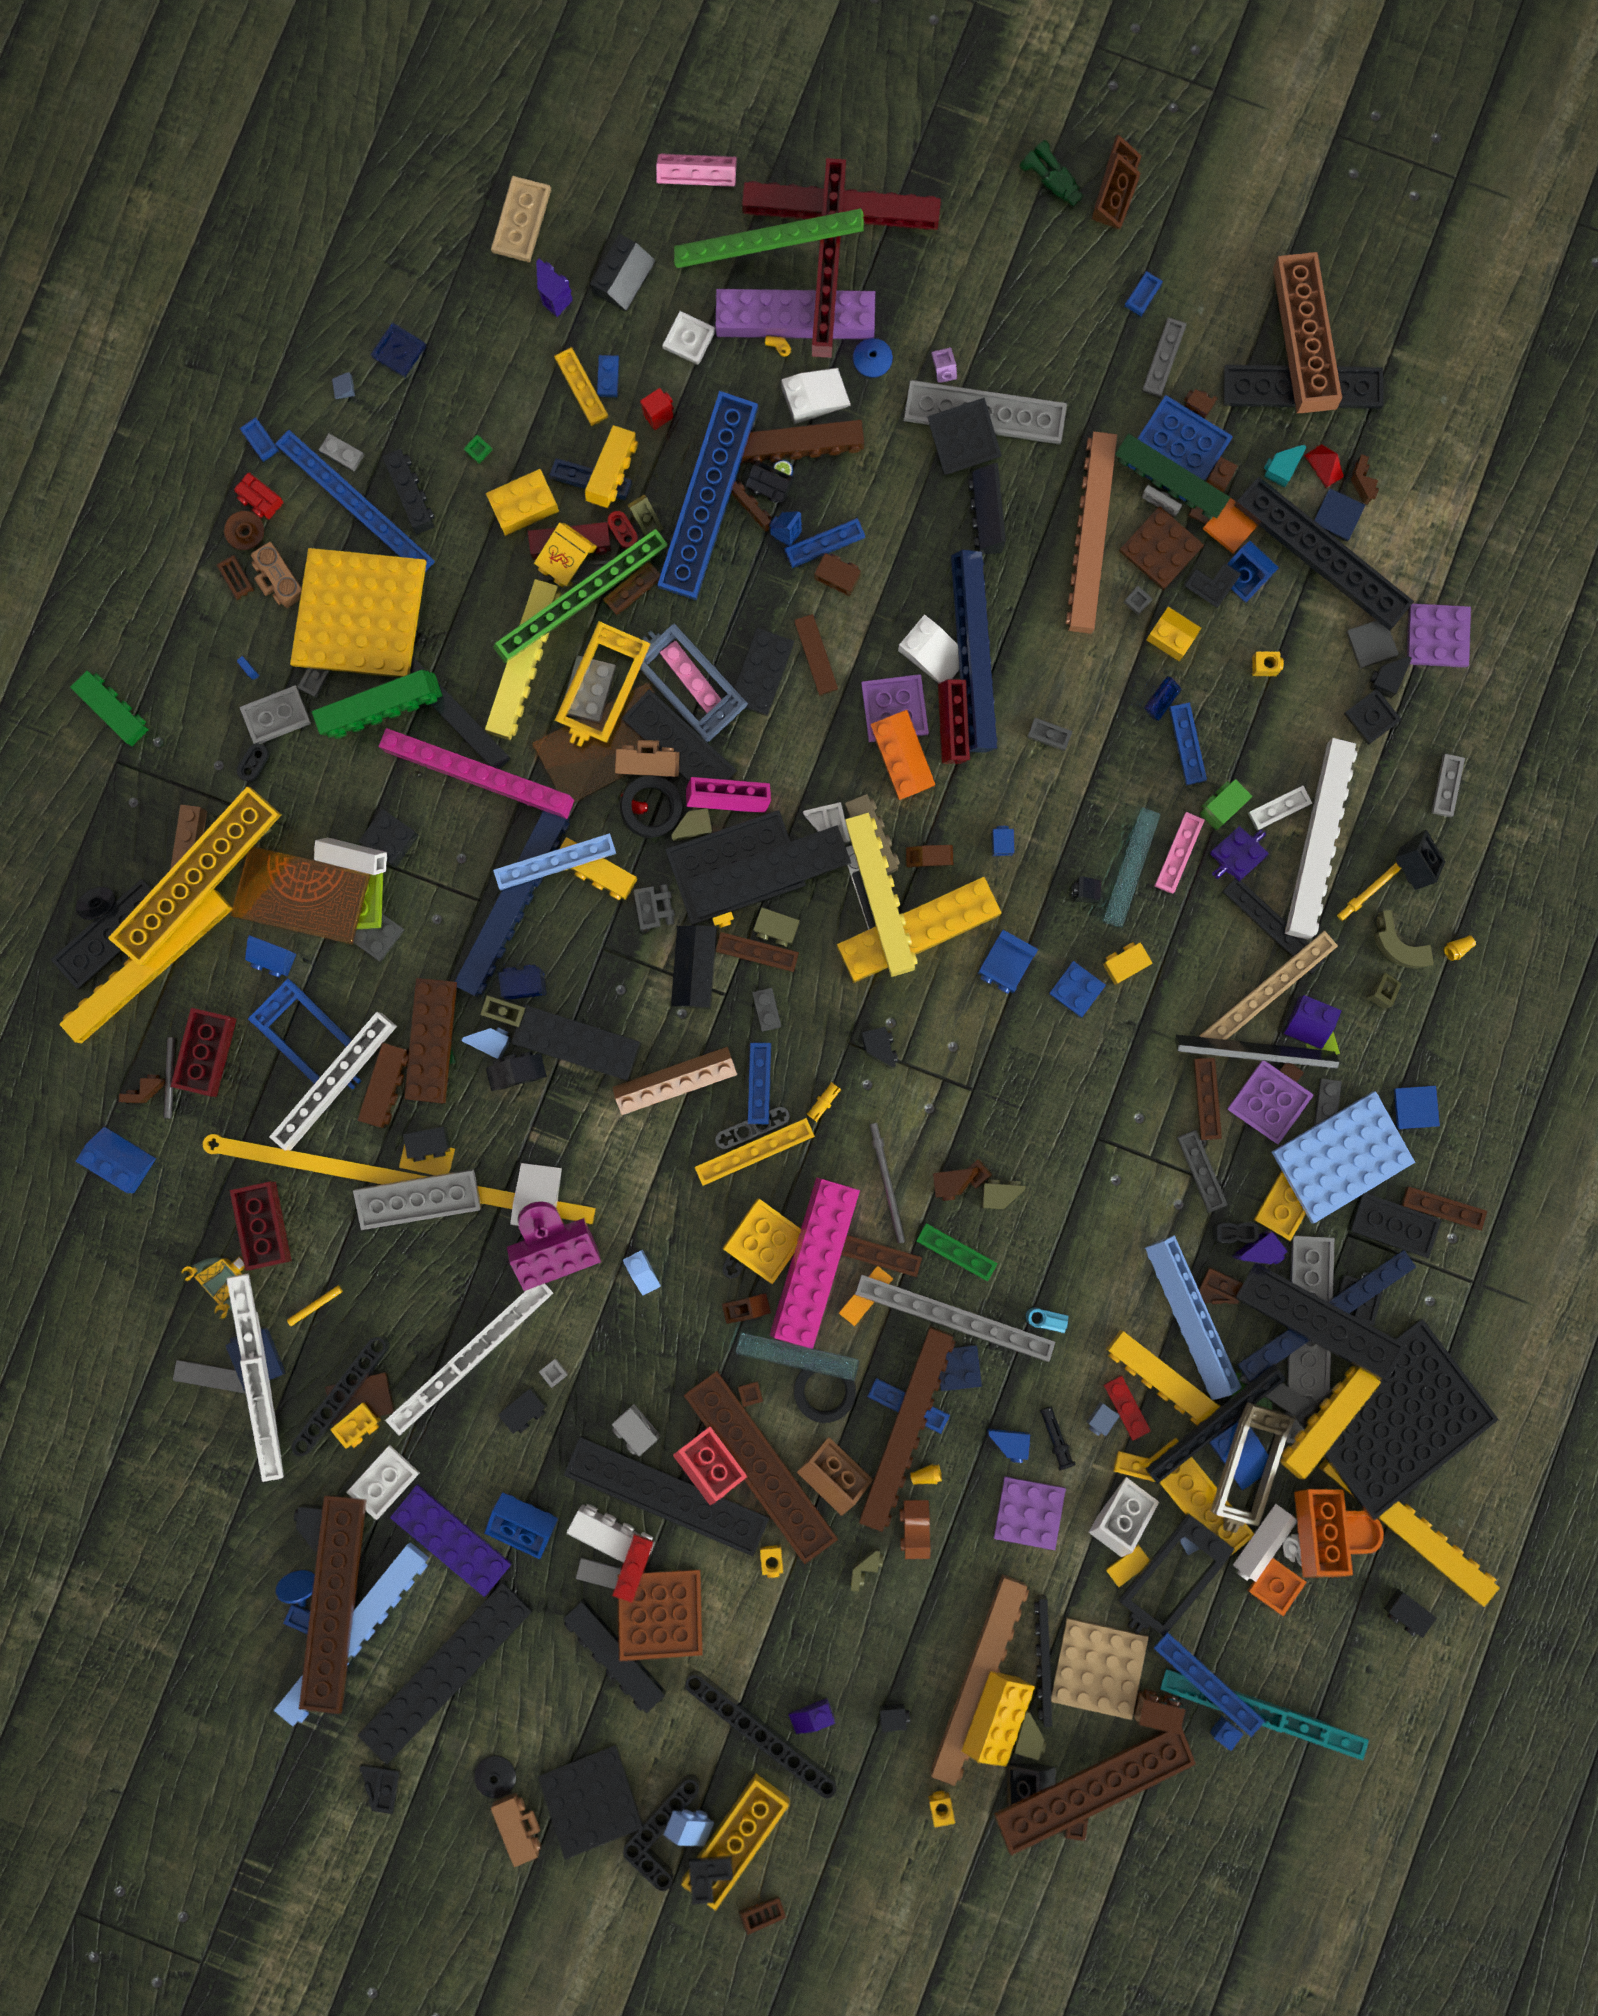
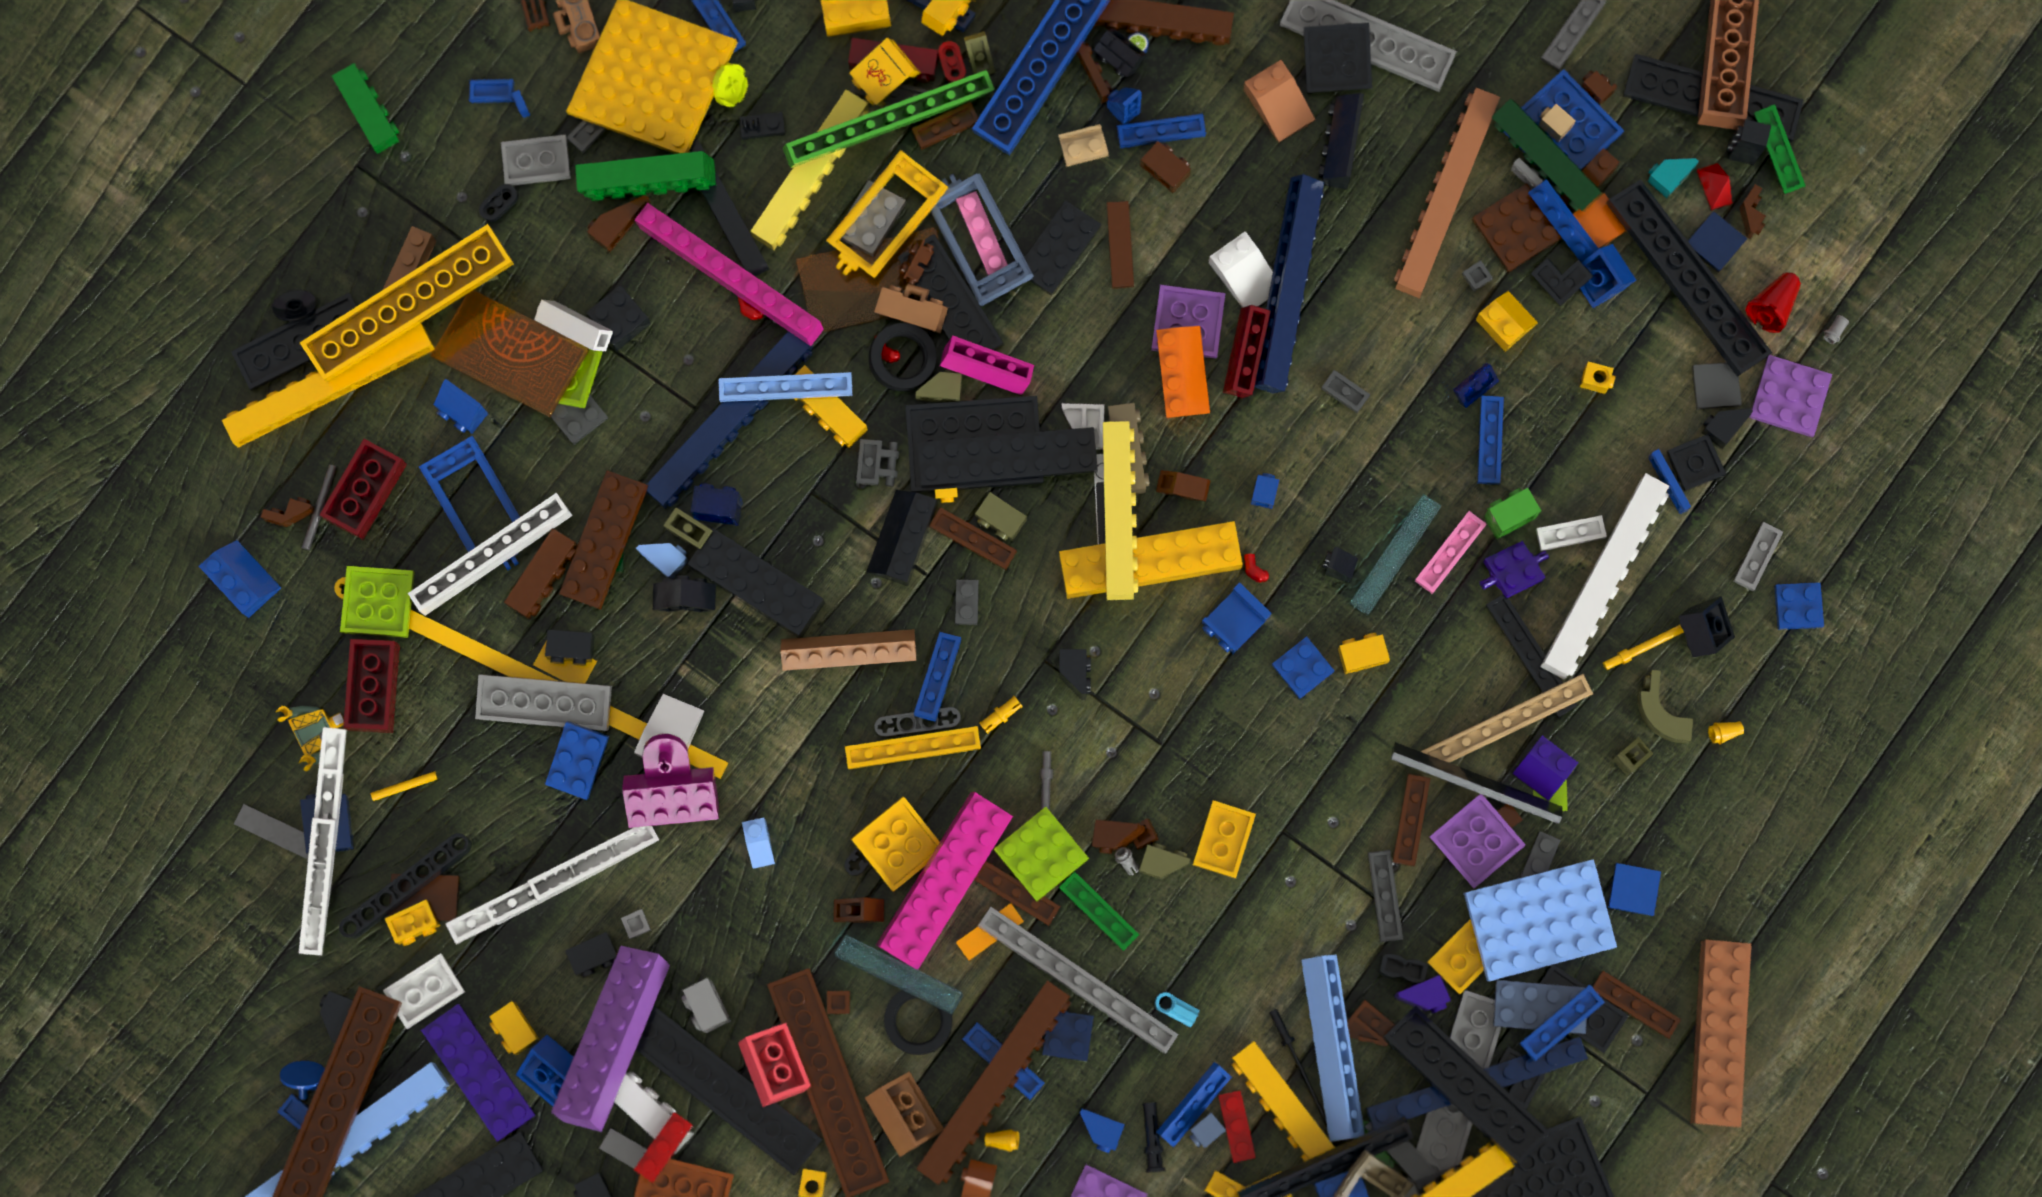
camera: 15 degrees right, 5 degrees down
(218, 662) = (491, 91): none -> blue tile
(244, 1149) = (377, 601): none -> lime plate
(361, 755) = (615, 223): none -> reddish brown slope
(430, 602) = (729, 84): none -> neon yellow tile
(461, 1242) = (577, 760): none -> blue plate
(469, 631) = (762, 125): none -> black plate
(471, 1494) = (514, 1028): none -> yellow brick
(503, 801) = (749, 311): none -> red arm
(560, 1484) = (610, 1038): none -> medium lavender brick
(636, 725) = (918, 253): none -> reddish brown hinge
(759, 574) = (1083, 145): none -> tan plate
(893, 1216) = (1041, 854): none -> lime plate
(921, 489) = (1279, 101): none -> nougat slope
(966, 1199) = (1125, 858): none -> light grey pin
(1011, 915) = (1253, 571): none -> red arm
(1049, 1159) = (1224, 839): none -> yellow plate
(1085, 1399) = (1194, 1104): none -> blue plate
(1151, 1321) = (1287, 1040): none -> black sword
(1172, 444) = (1556, 122): none -> tan brick
(1201, 531) = (1563, 220): none -> blue plate
(1347, 418) = (1748, 142): none -> black brick
(1352, 736) = (1667, 477): none -> blue tile
(1363, 1233) = (1531, 1004): none -> sand blue plate
(1373, 417) = (1780, 151): none -> green plate
(1388, 1244) = (1562, 1022): none -> blue plate
(1405, 556) = (1774, 303): none -> red cone
(1462, 569) = (1833, 334): none -> light grey pin
(1494, 819) = (1799, 606): none -> blue plate
(1525, 1214) = (1720, 1033): none -> nougat brick

